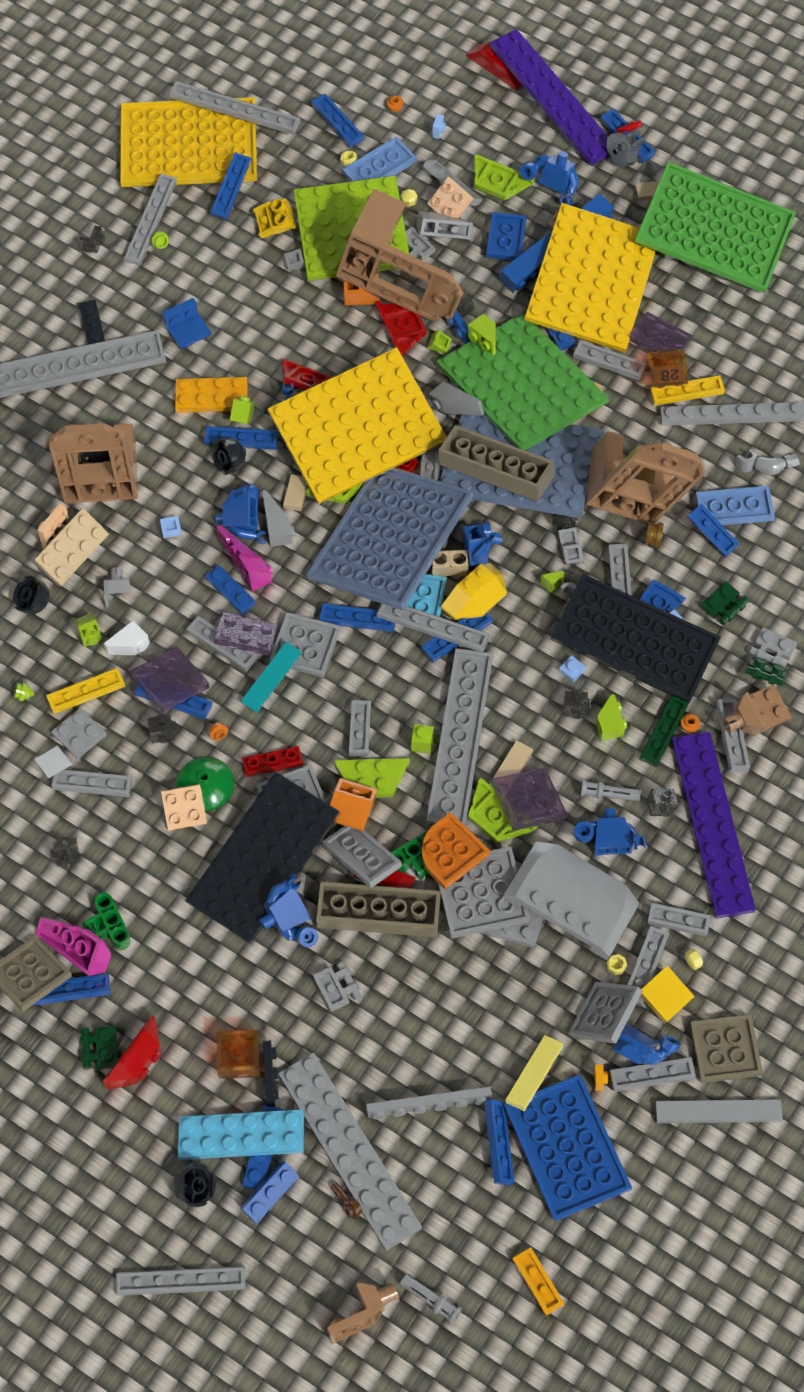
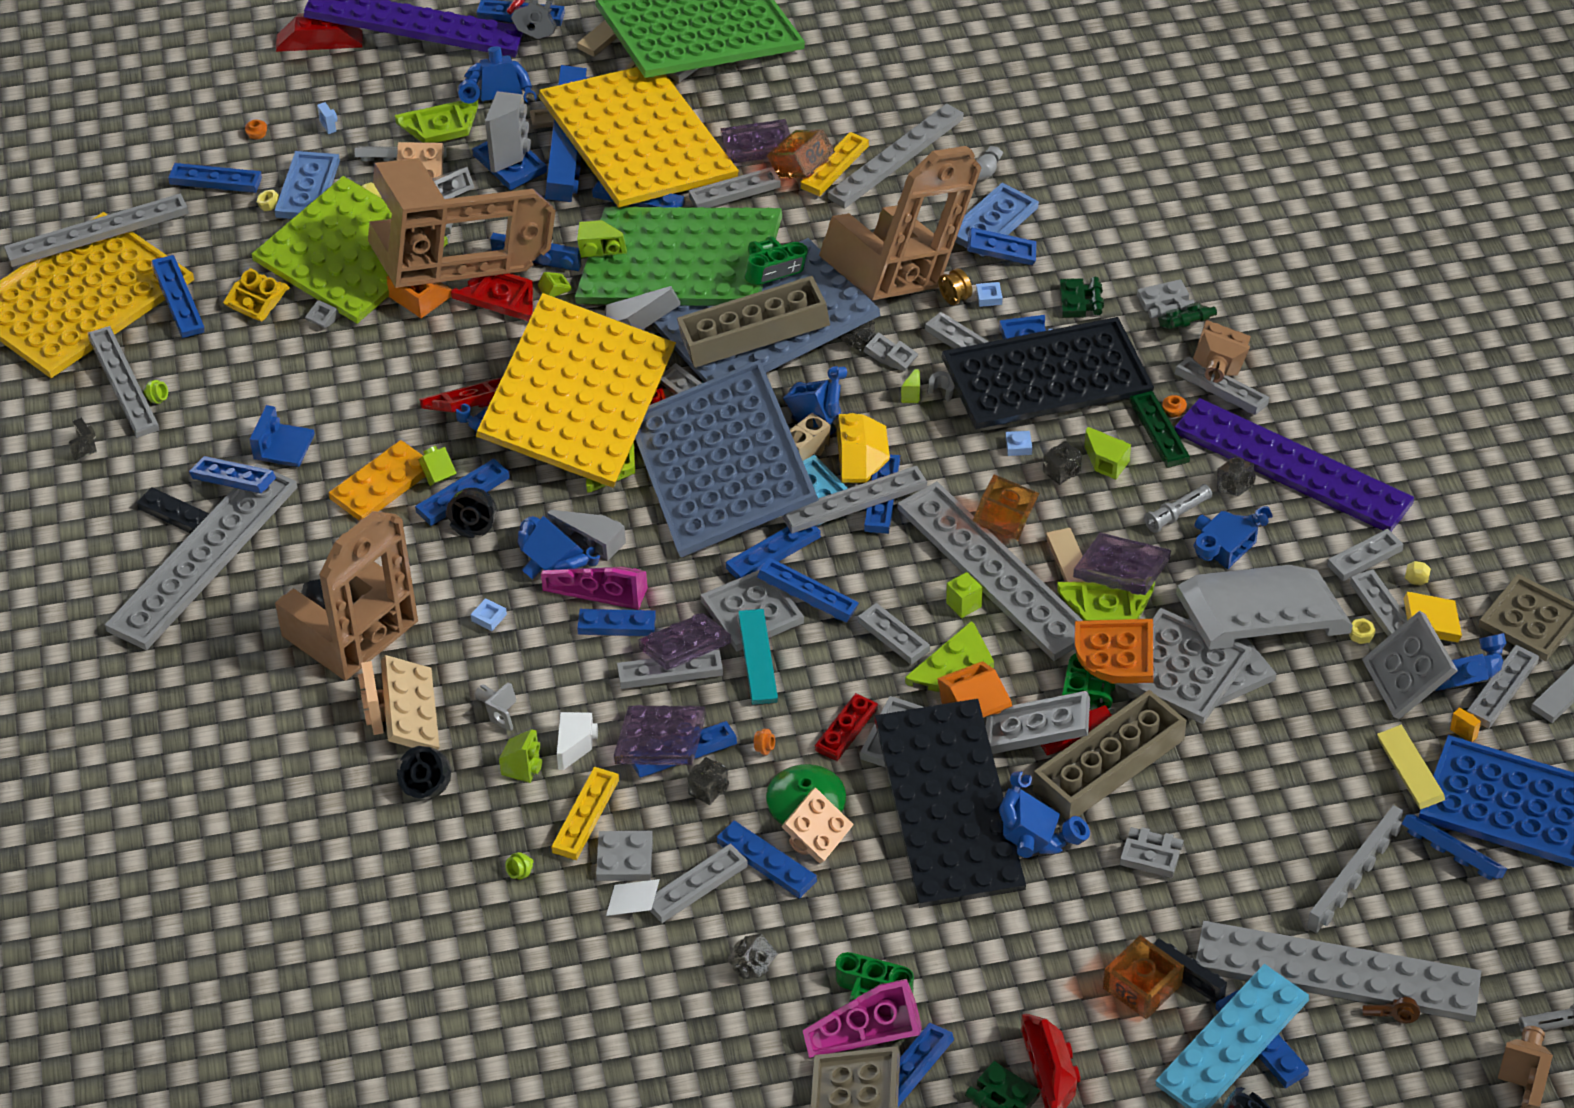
camera: 45 degrees left, 15 degrees down
(135, 327) = (232, 474): none -> blue plate
(143, 802) = (768, 859): none -> blue plate
(269, 1192) = (1318, 1065): plate -> none
(295, 493) = (575, 496): tan tile -> none
(342, 660) = (808, 590): none -> blue plate
(505, 705) = (1005, 507): none -> clear orange brick
(506, 217) = (507, 130): none -> light grey slope
(556, 424) = (774, 261): none -> green beam
(671, 555) = (989, 294): none -> light blue plate

